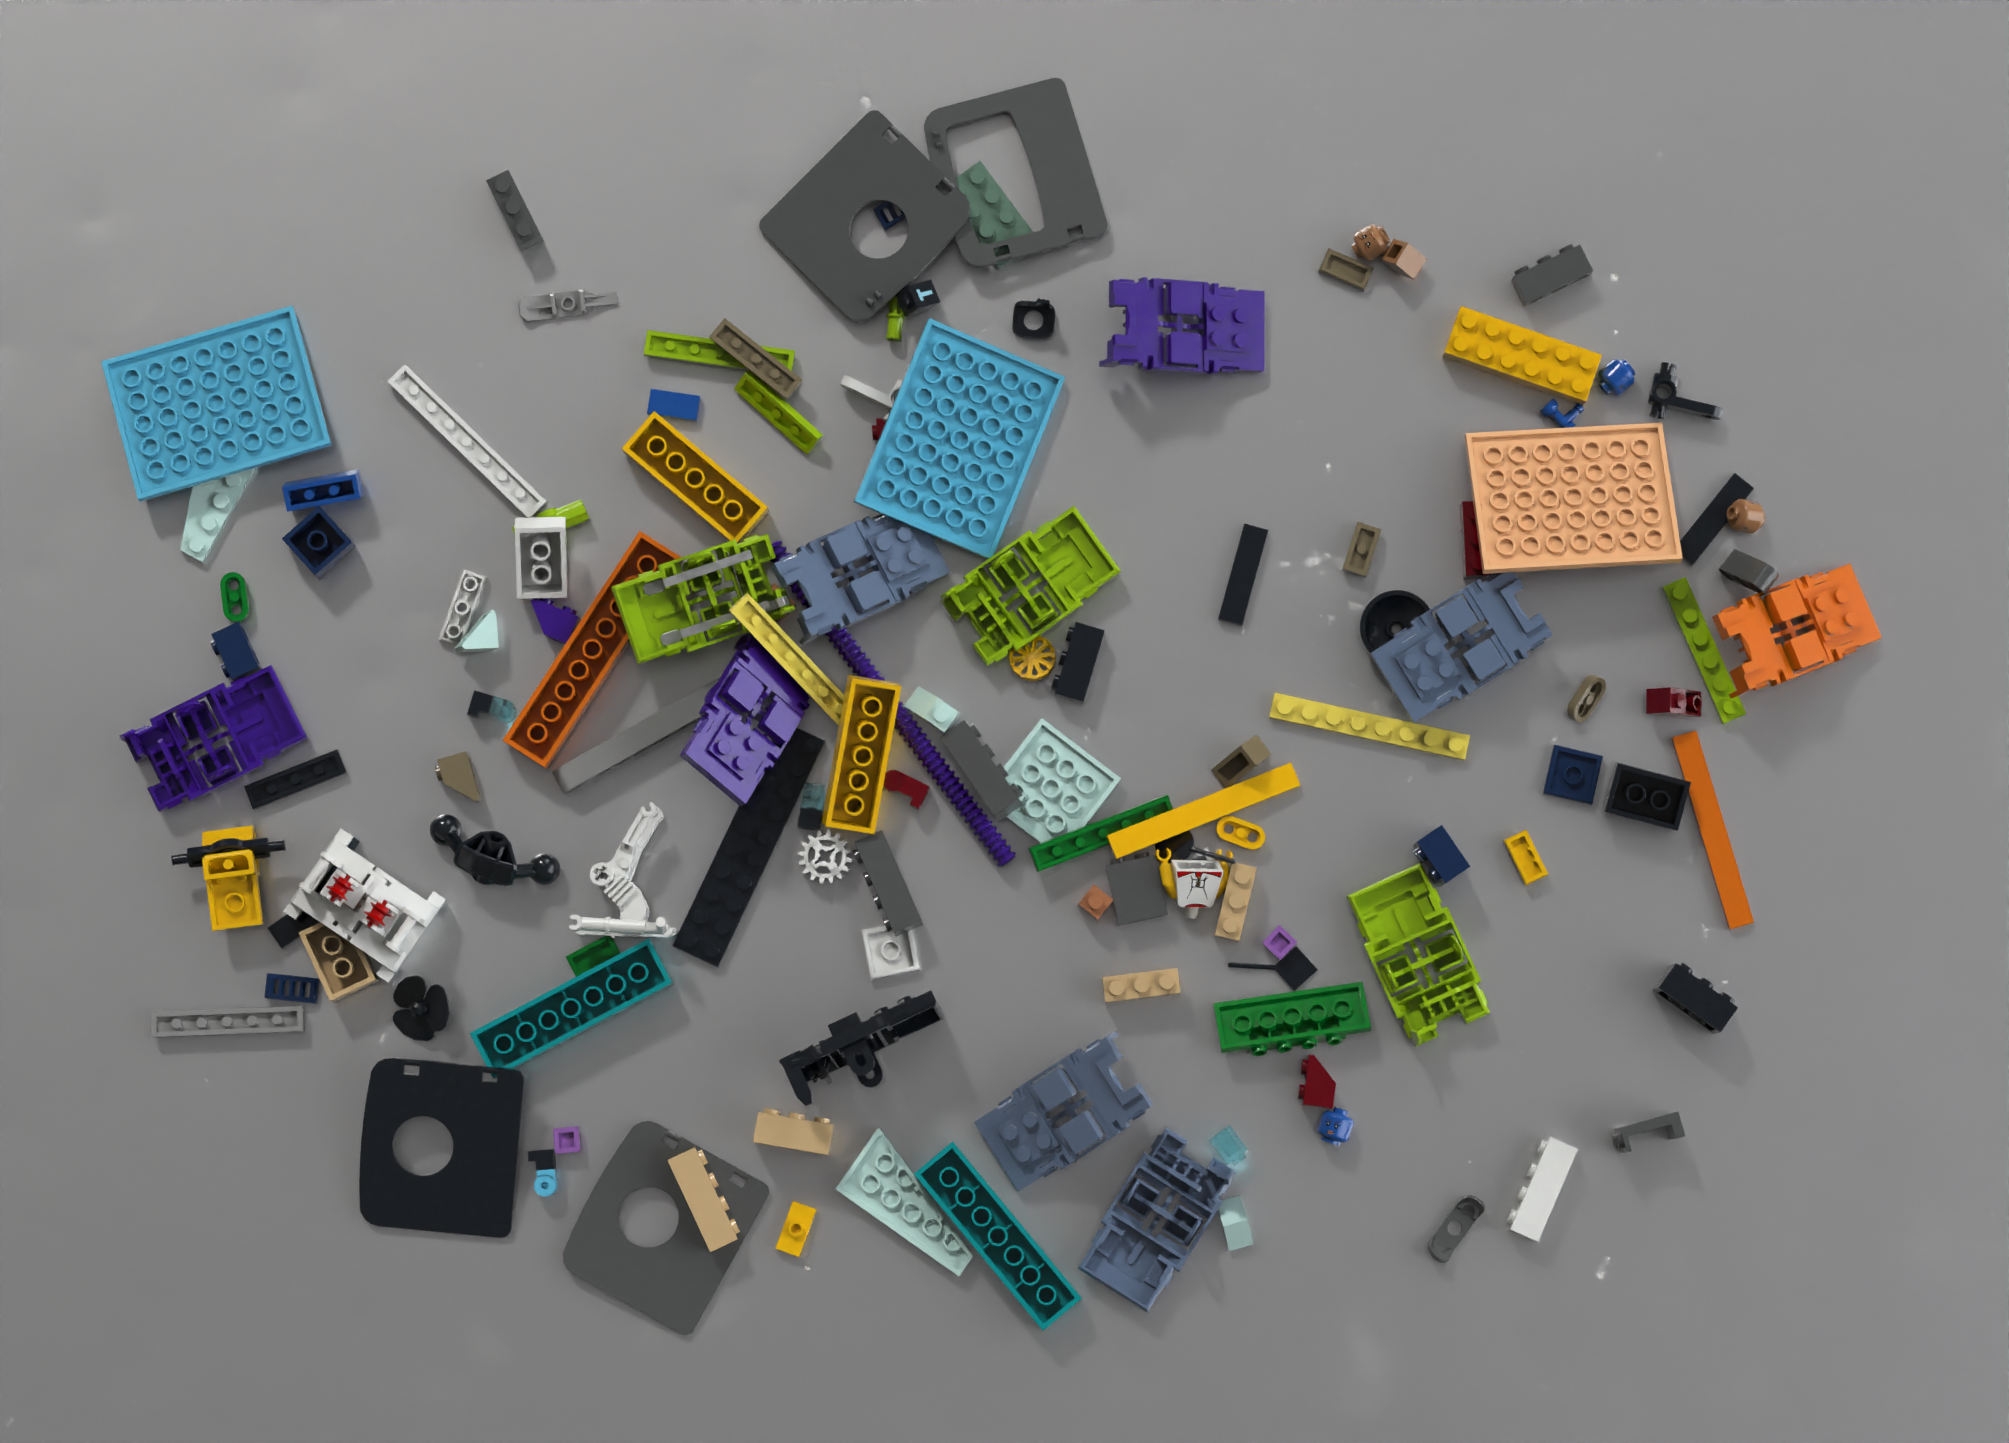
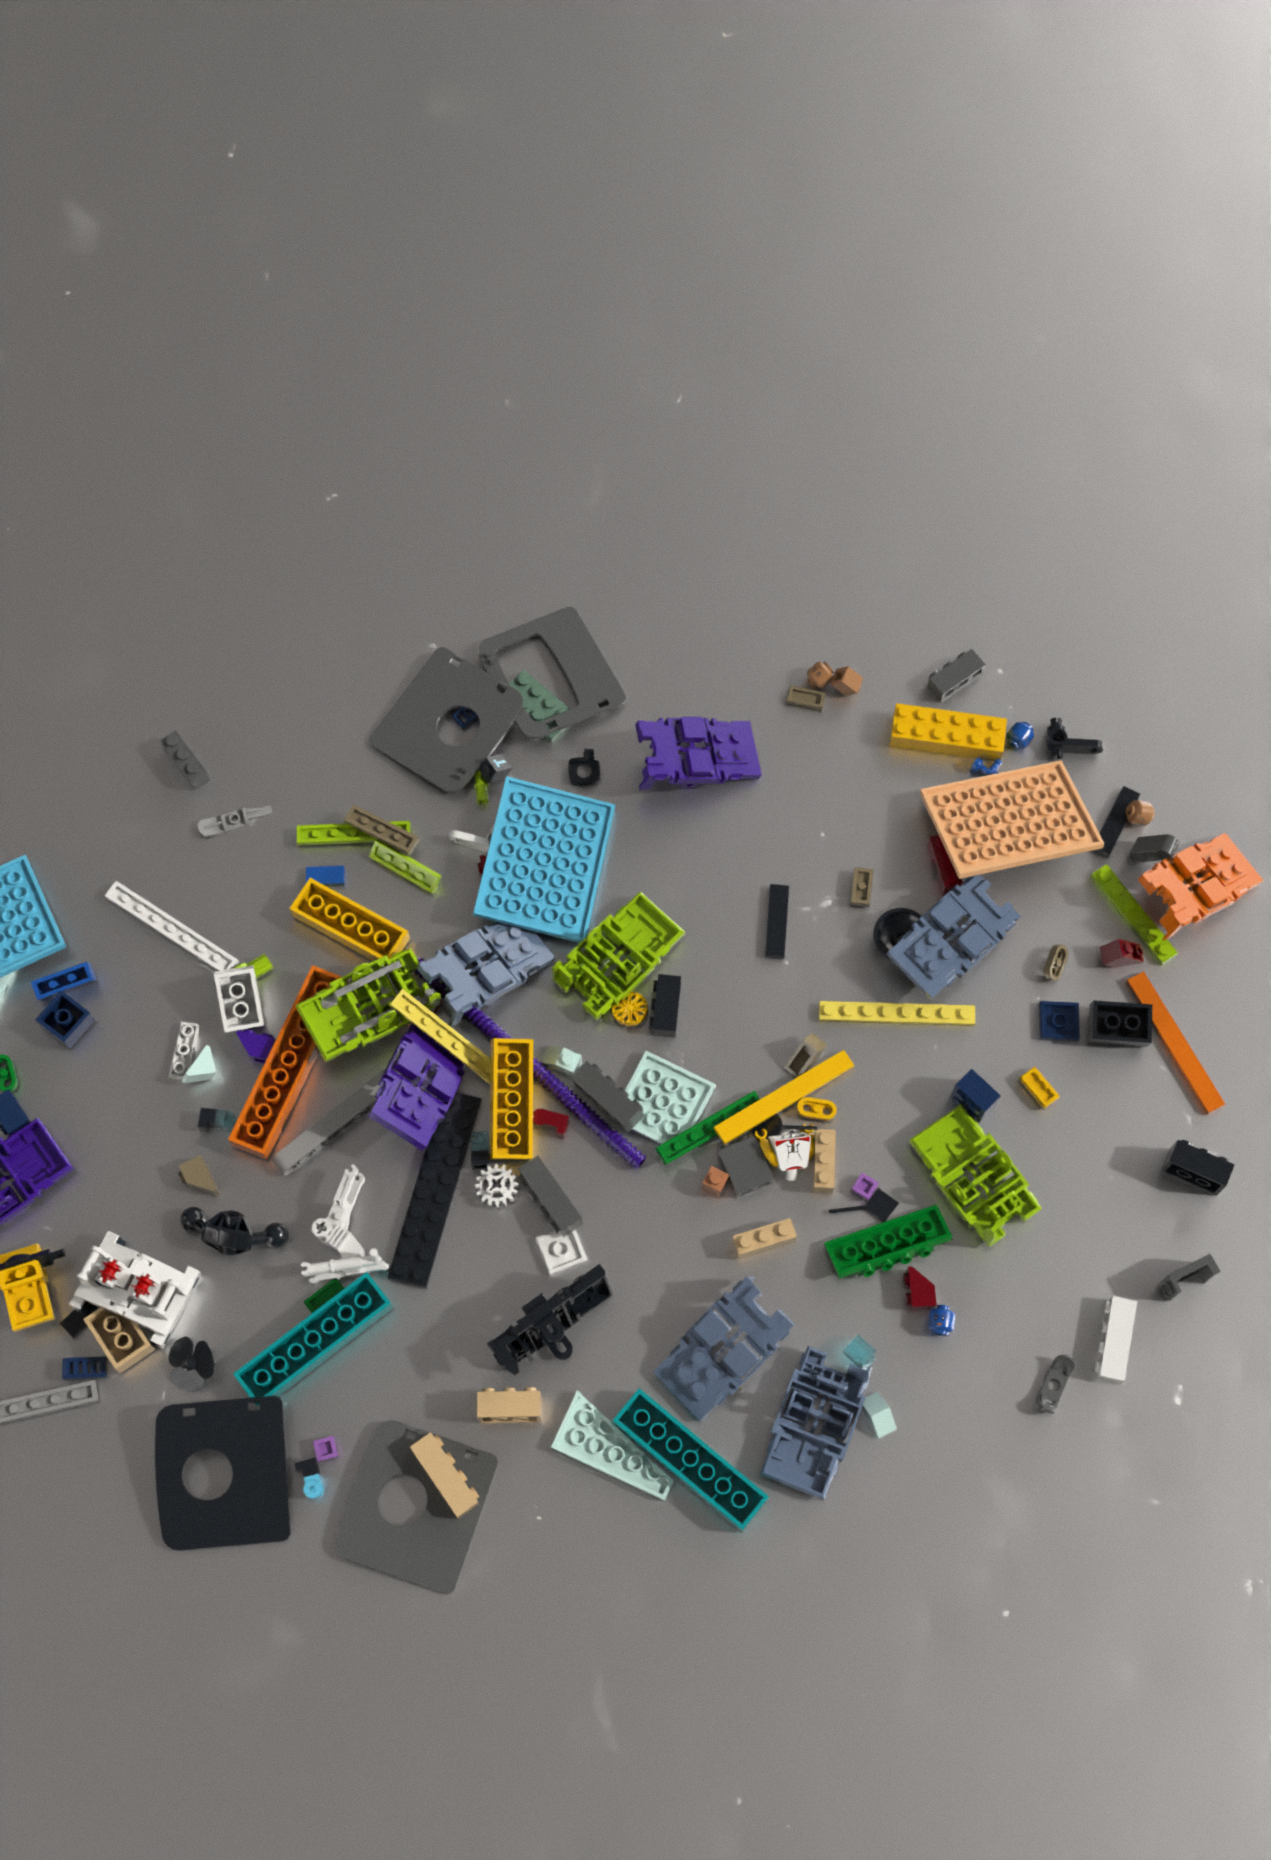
camera: 10 degrees left, 15 degrees down
(295, 779) = (68, 1203): black tile -> none
(796, 1229) = (524, 1487): yellow plate -> none

